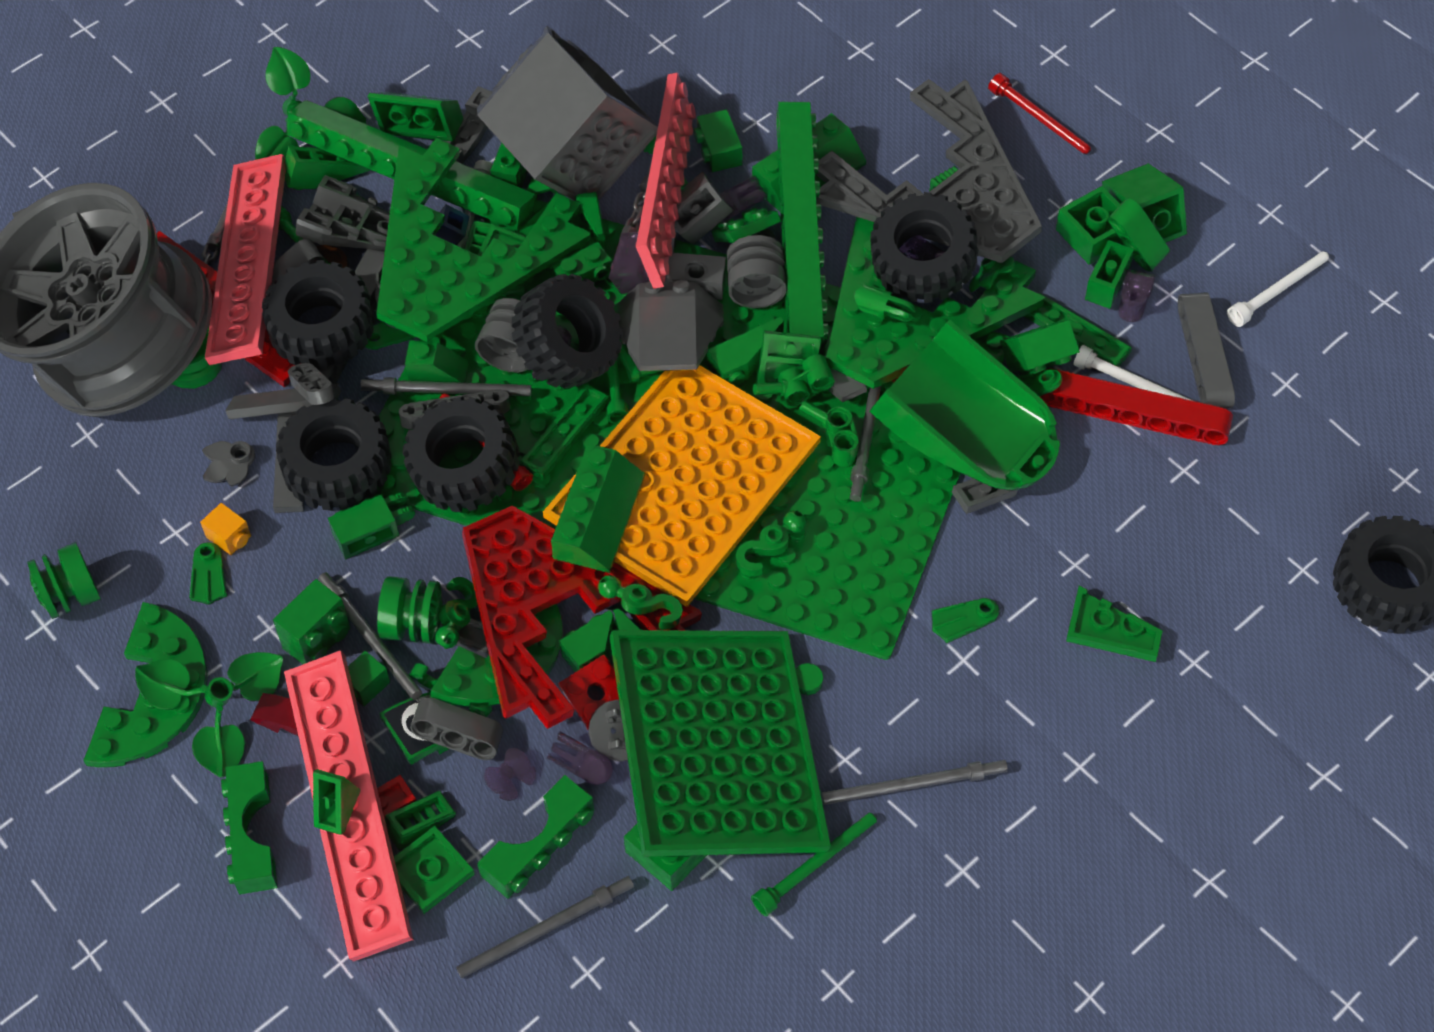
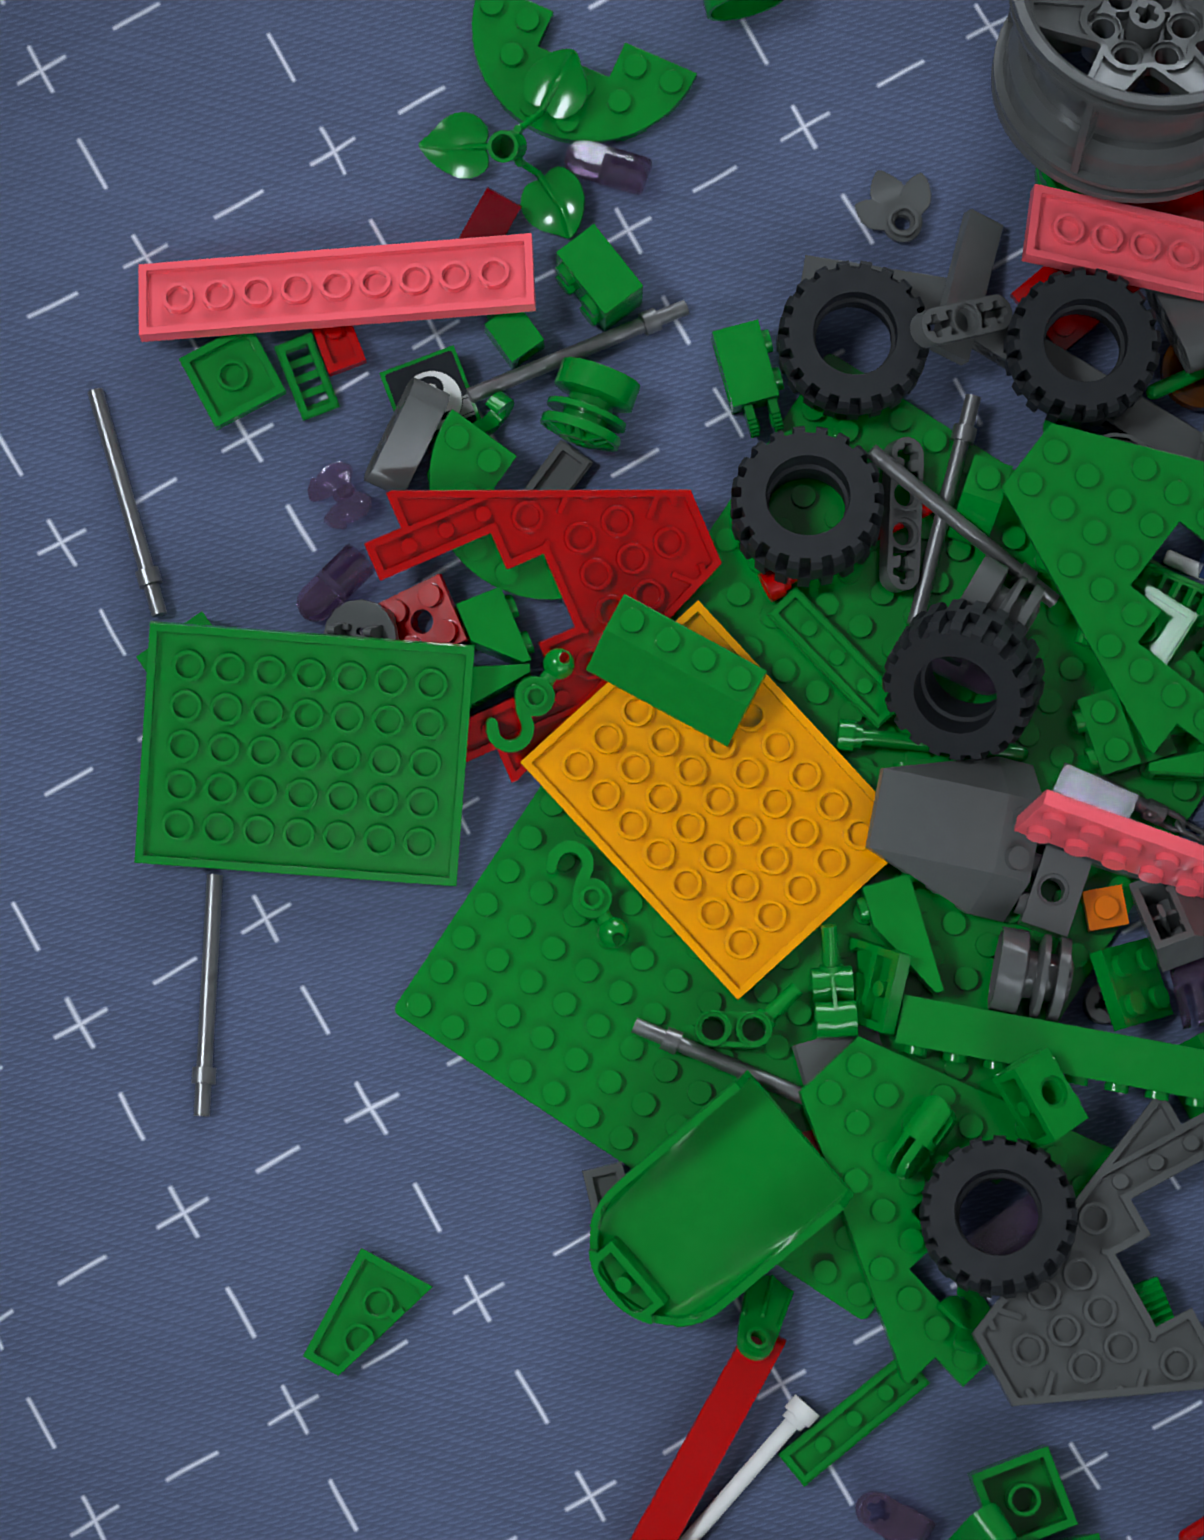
camera: 100 degrees right, 25 degrees up
(207, 575) = (726, 161): green piece -> none
(223, 642) = (608, 166): none -> clear purple arm
(226, 529) = (781, 190): light orange brick -> none
(252, 863) = (290, 165): green arch -> none
(333, 801) = (329, 269): green slope -> none
(447, 378) = (960, 523): none -> flat silver bar
(455, 613) = (572, 461): green piece -> none
(511, 865) = (271, 551): green arch -> none
(698, 246) = (1104, 908): none -> orange plate
(767, 899) = (95, 775): green piece -> none
(809, 678) = (386, 898): green tile -> none
(839, 236) = (1039, 1097): none -> green brick
(963, 618) = (430, 1123): green piece -> none
(1040, 347) = (814, 1344): green brick -> none
(1109, 274) = (928, 1489): green brick -> none

